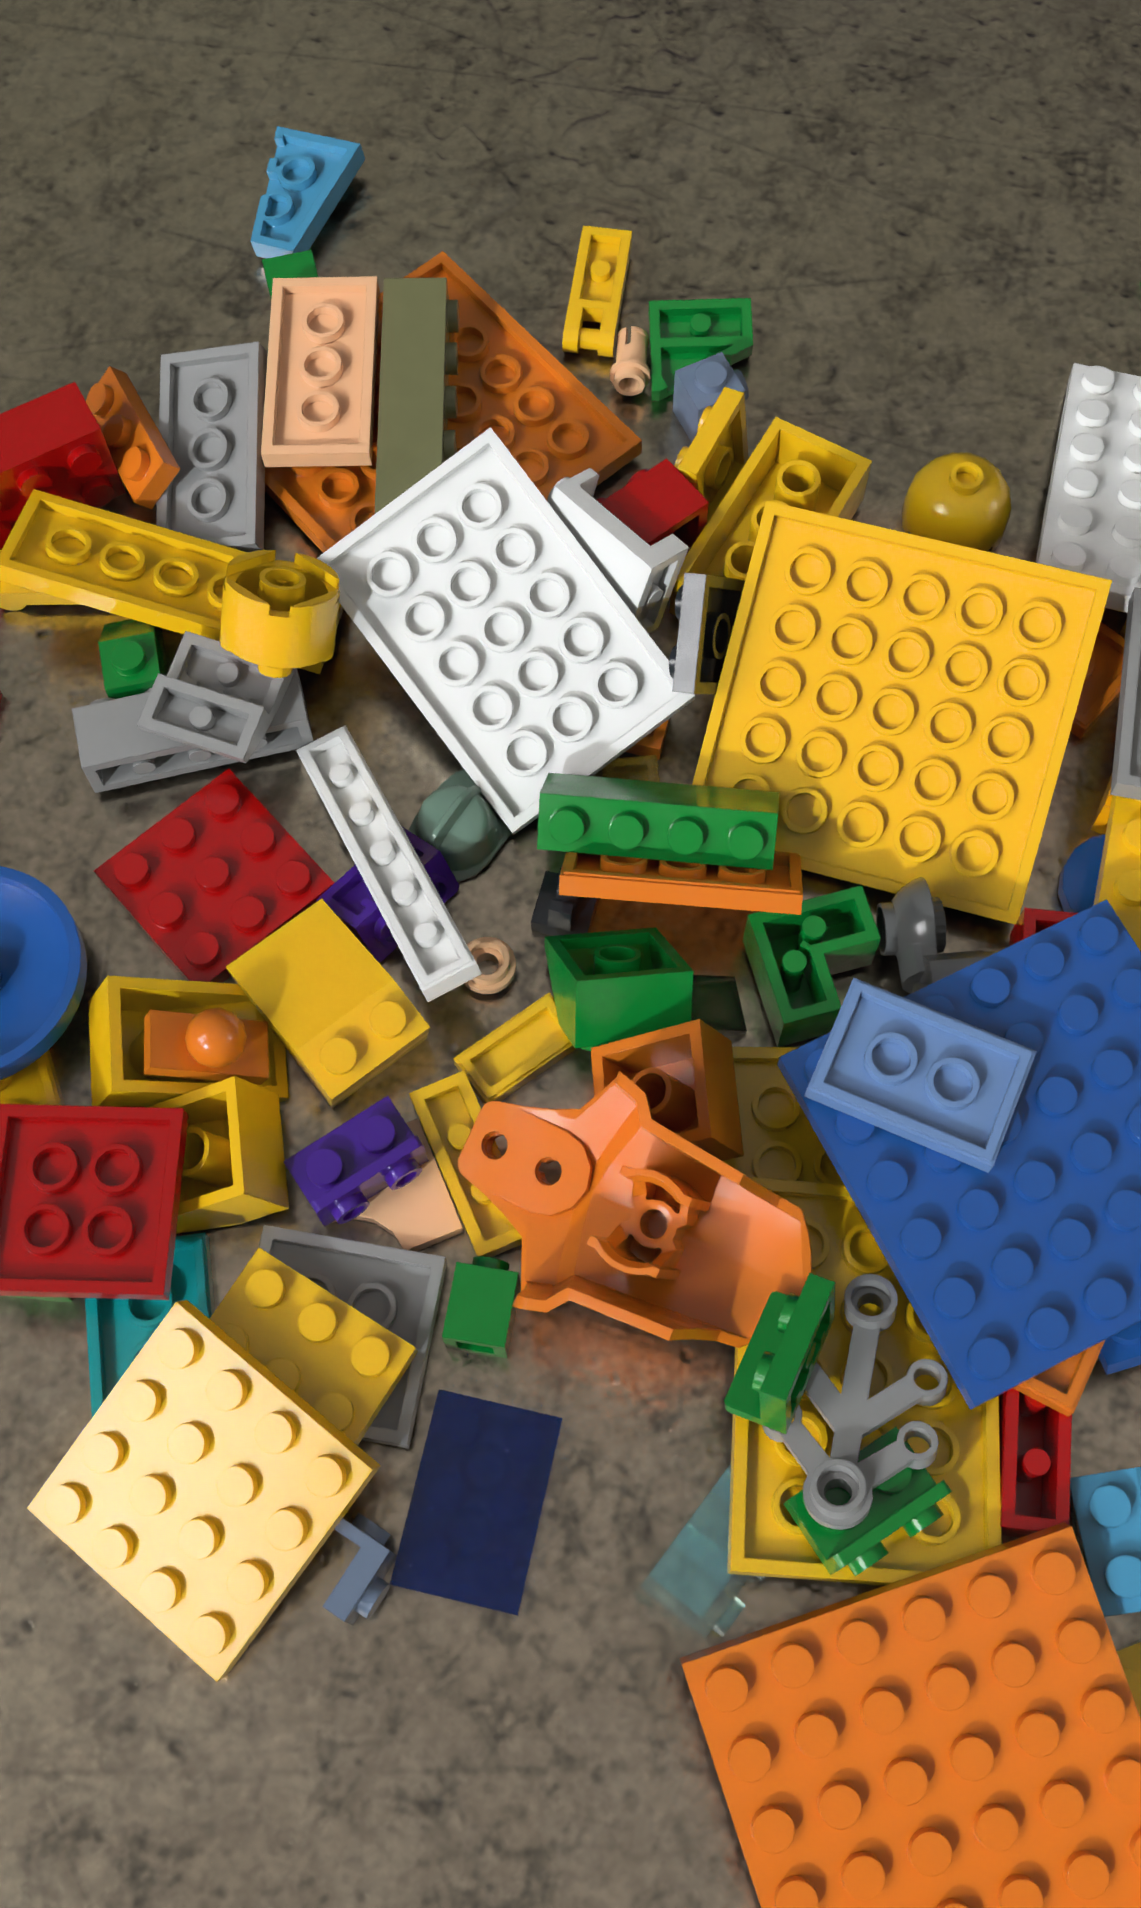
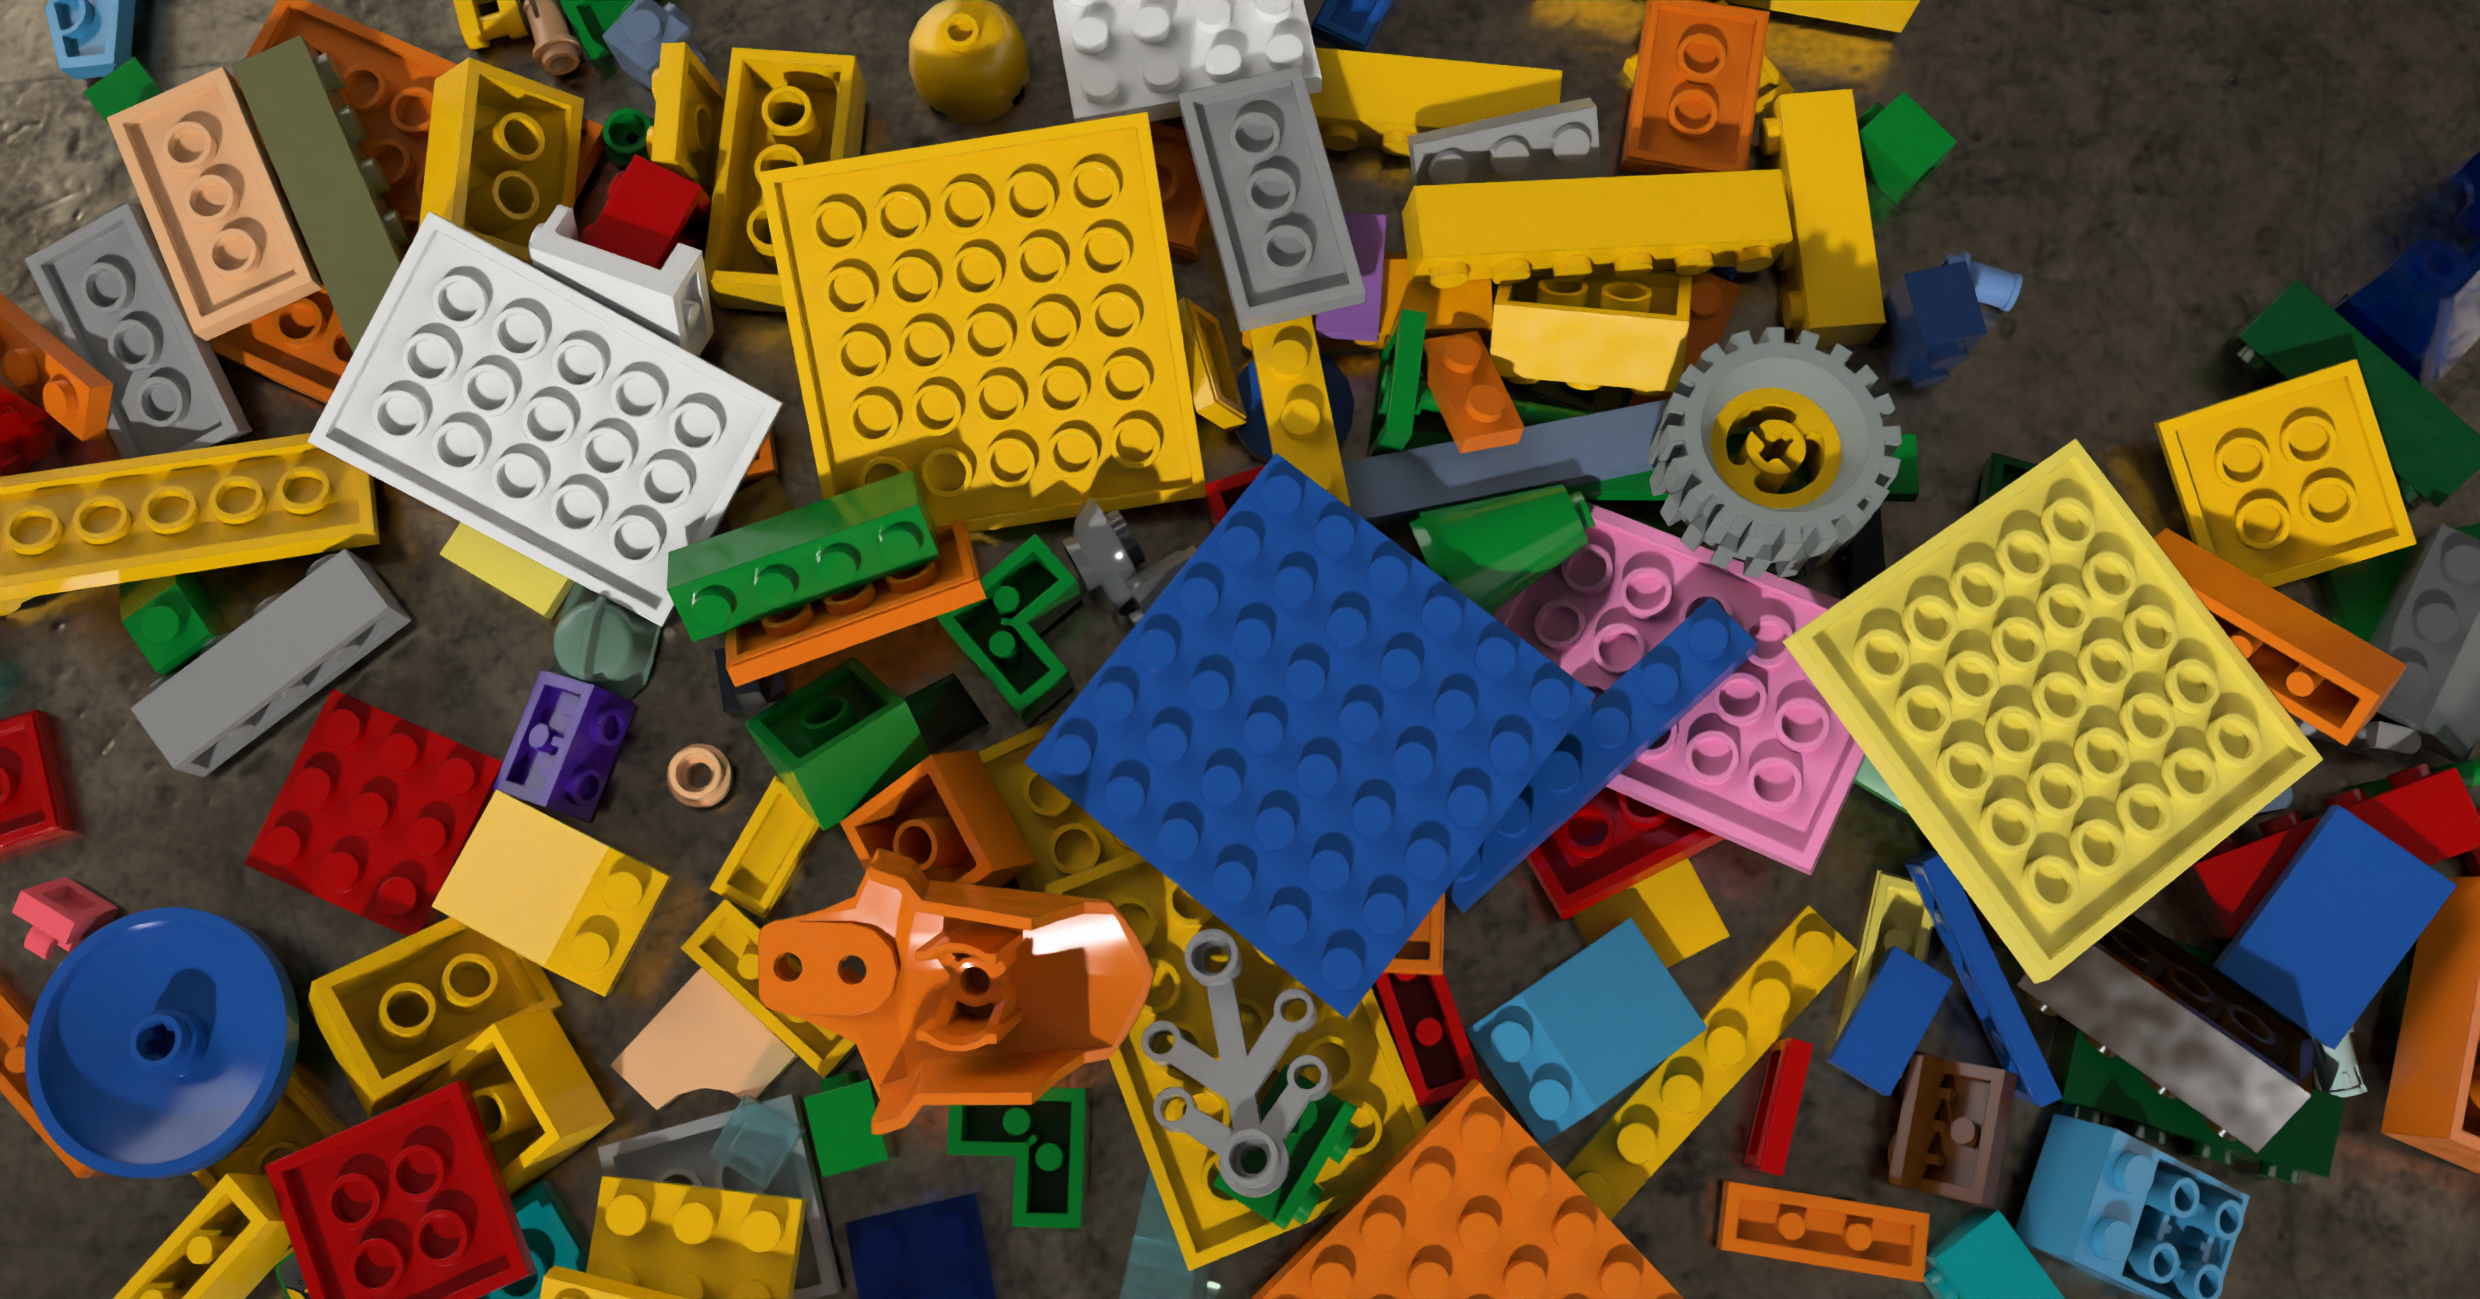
camera: 25 degrees left, 10 degrees up
(205, 1046) = (450, 1001): orange tile -> none
(213, 700) = (279, 630): light grey slope -> none
(279, 611) = (300, 511): yellow brick -> none
(357, 1162) = (660, 1043): dark purple bracket -> none
(389, 865) = (545, 722): white tile -> none
(399, 1281) = (756, 1142): none -> clear light blue tile
(410, 737) = (507, 570): none -> light yellow tile
(560, 415) = (500, 153): none -> yellow slope
(648, 1390) = (1048, 1148): none -> green brick
(655, 448) = (619, 128): none -> green plate
(706, 618) = (757, 334): plate -> none
(782, 1355) = (1149, 1055): green bracket -> none
(921, 1074) = (1164, 721): medium blue tile -> none
(1063, 824) = (1210, 368): none -> yellow tile

